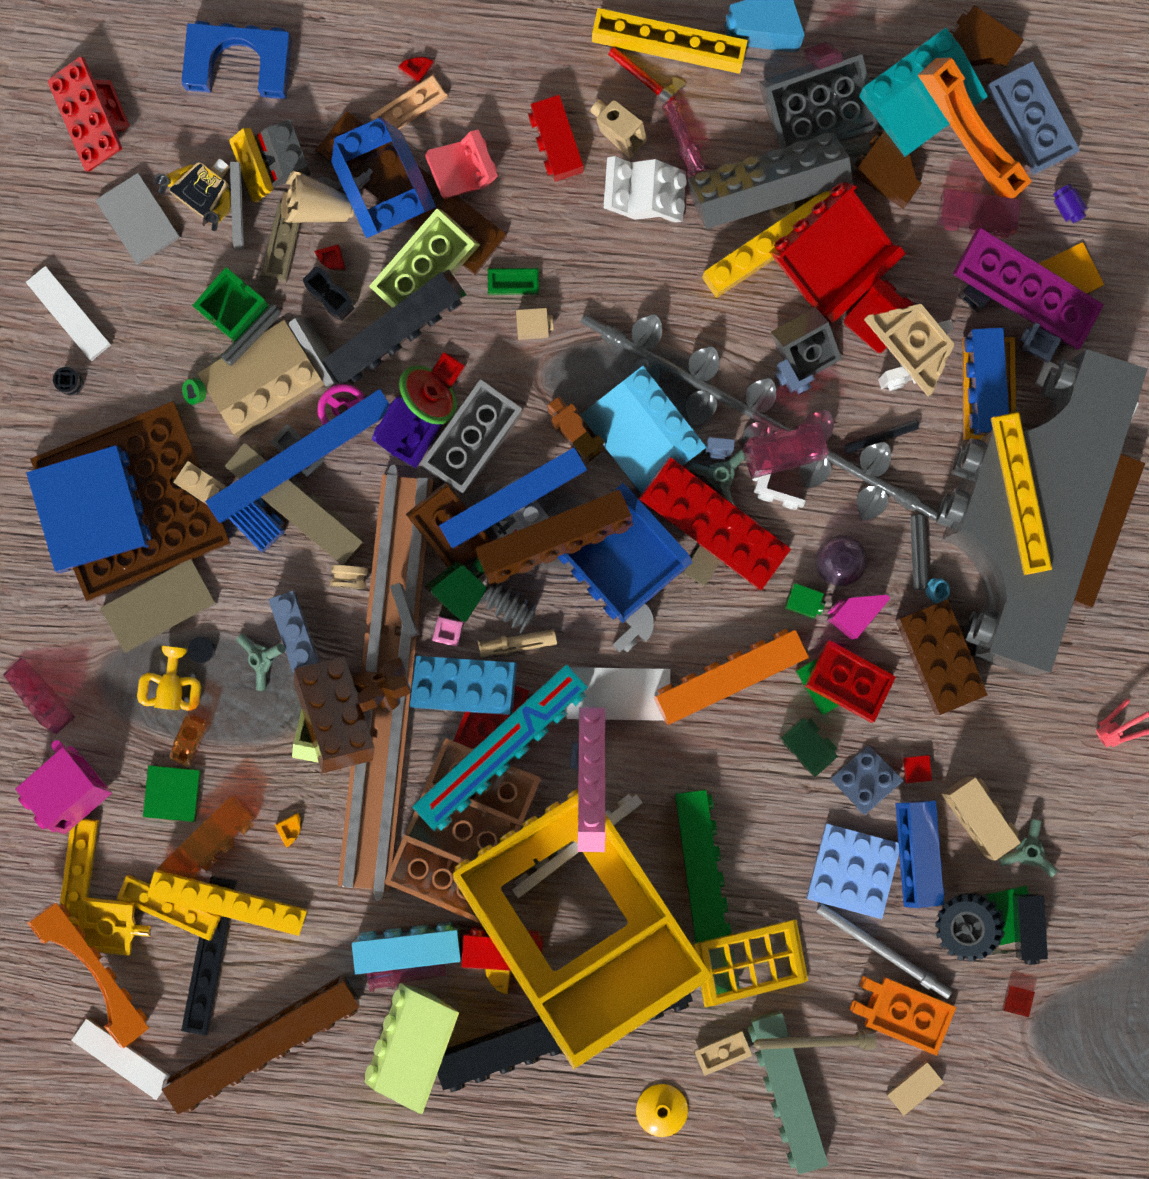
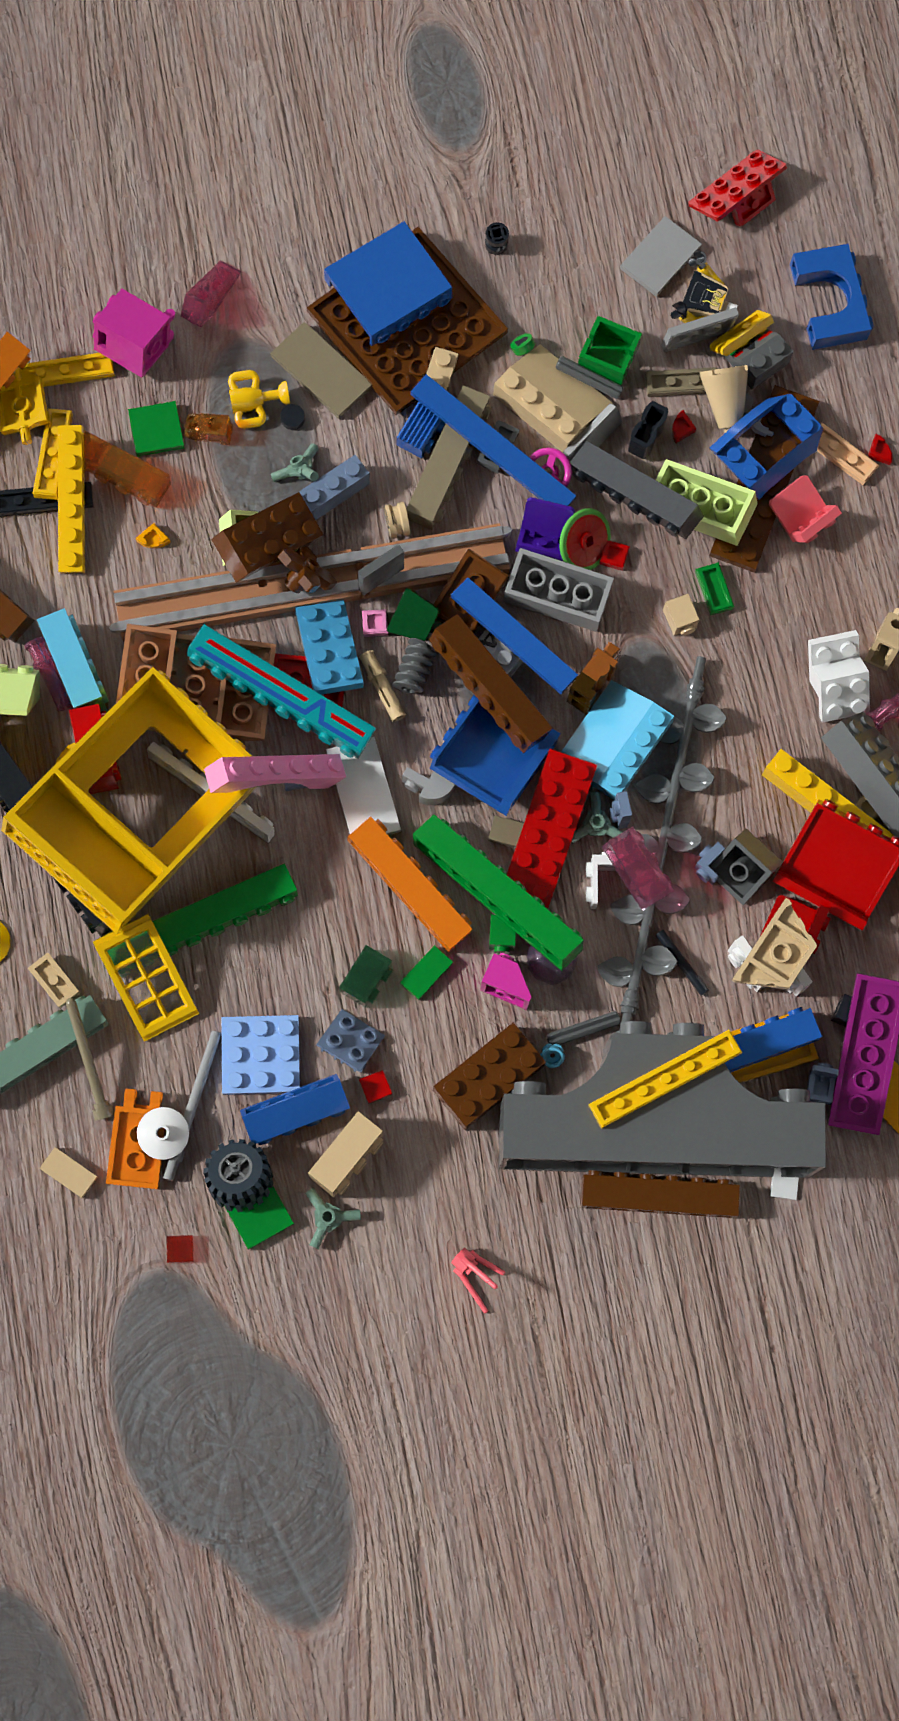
camera: 70 degrees right, 10 degrees down
(68, 313) = (557, 223): white tile -> none
(555, 138) = (858, 586): red brick -> none
(767, 594) = (498, 892): none -> green brick
(850, 681) = (439, 996): red plate -> none
(894, 985) = (176, 1136): none -> white dish
(1030, 928) = (253, 1234): black brick -> none

